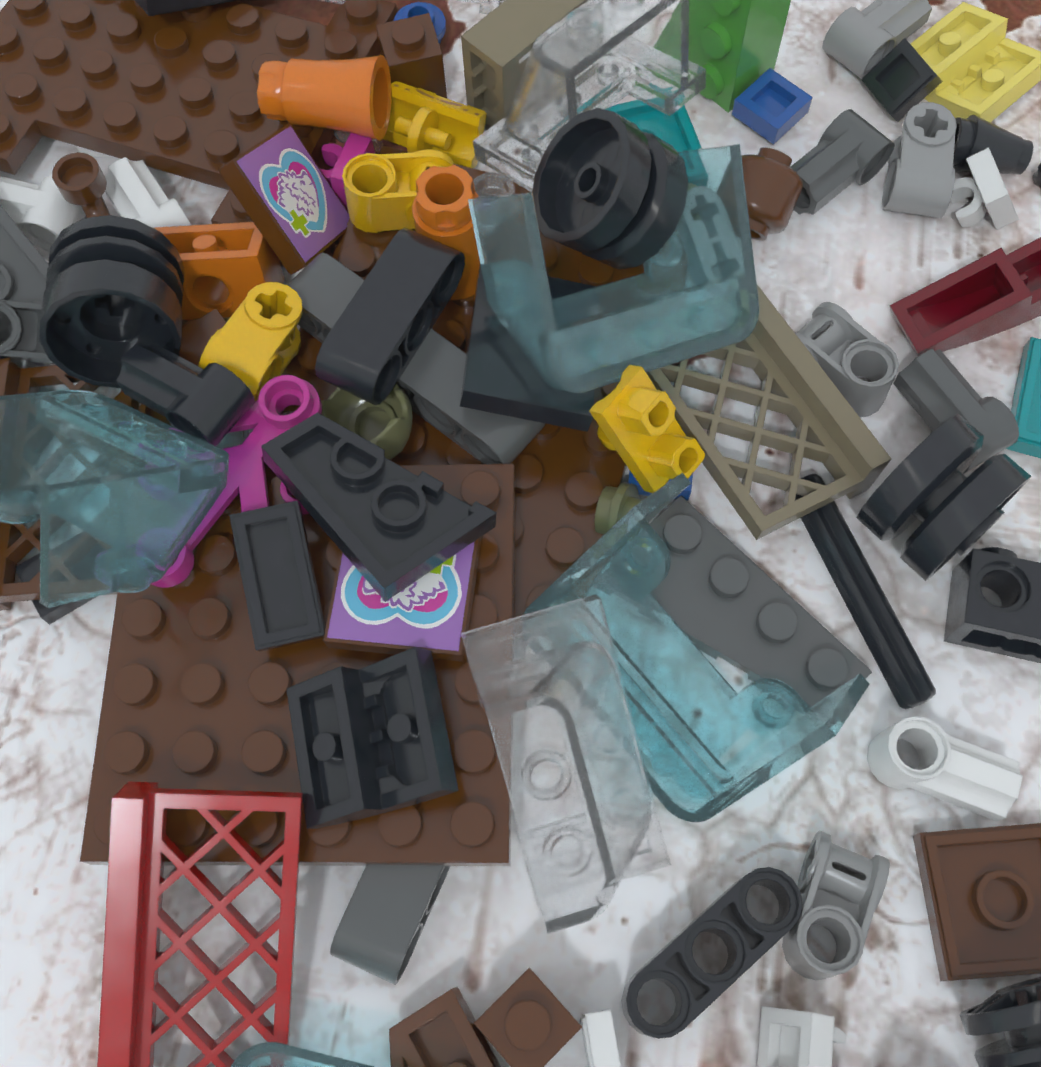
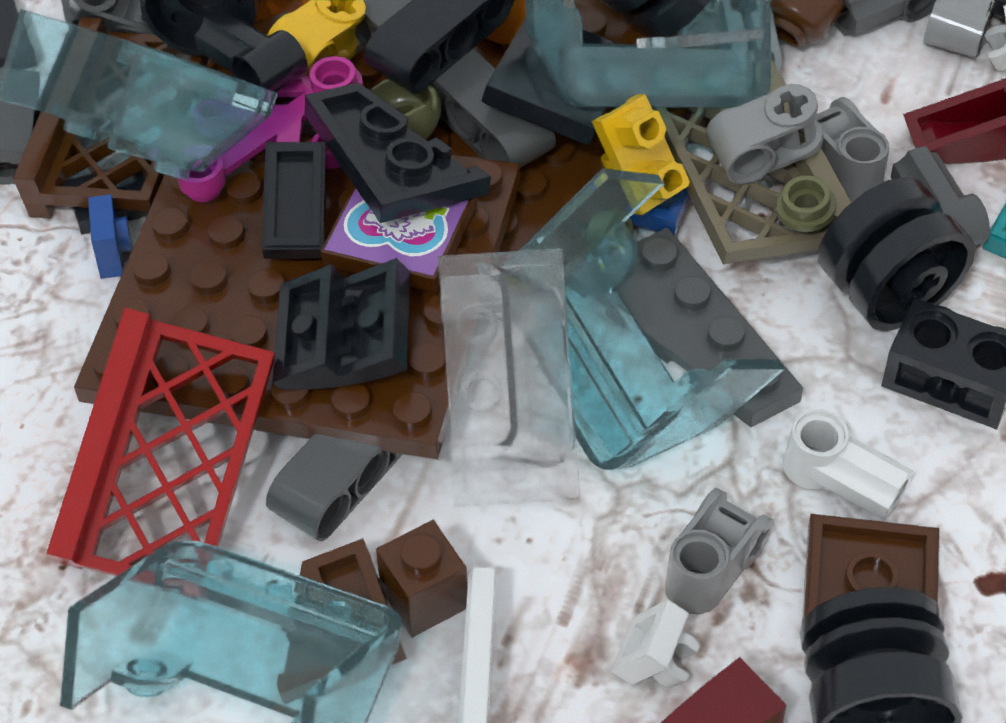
camera: 10 degrees right, 15 degrees down
(79, 636) = (108, 235): none -> blue plate
(679, 276) = (701, 39): none -> clear piece
(745, 943) = (581, 584): black beam -> none
(765, 385) = (763, 137): none -> light grey piece
(838, 439) = (802, 192): none -> olive plate
(868, 604) = (814, 336): black axle -> none

